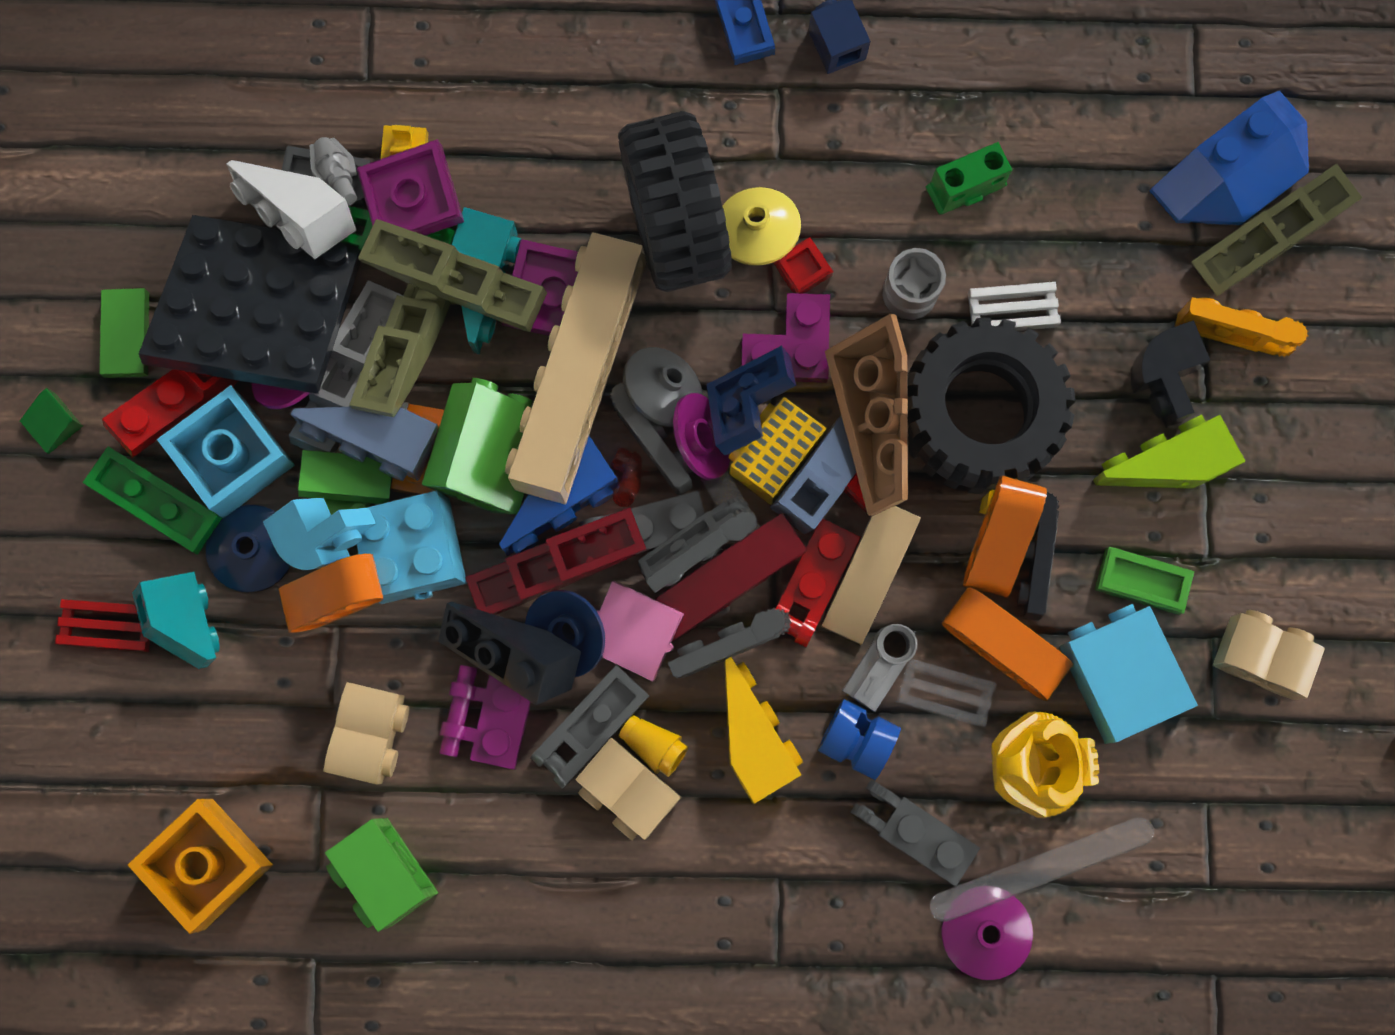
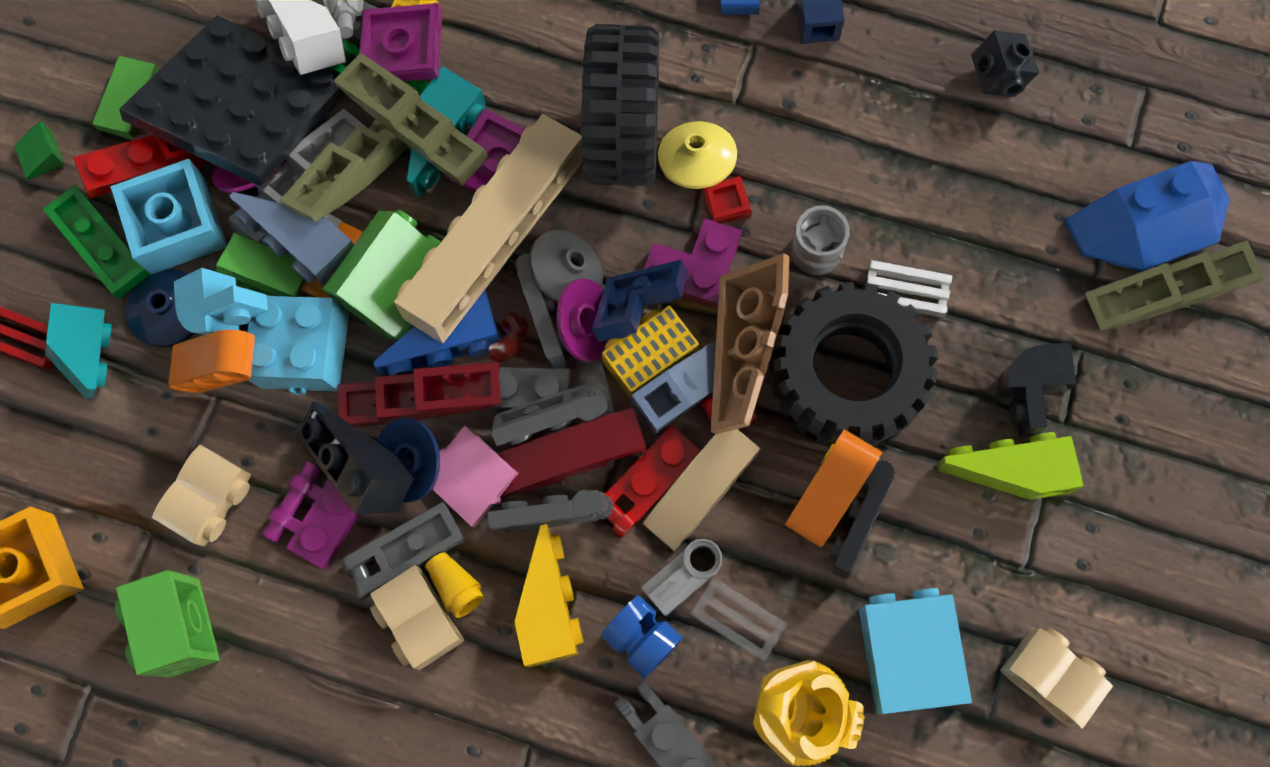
camera: 25 degrees right, 5 degrees down
(969, 178) = (899, 163): green piece -> none
(1007, 644) = (809, 591): orange beam -> none
(1046, 43) = (1005, 63): none -> black brick
(1144, 580) = (957, 571): bright green tile -> none
(1243, 327) = (1118, 365): light orange hinge -> none

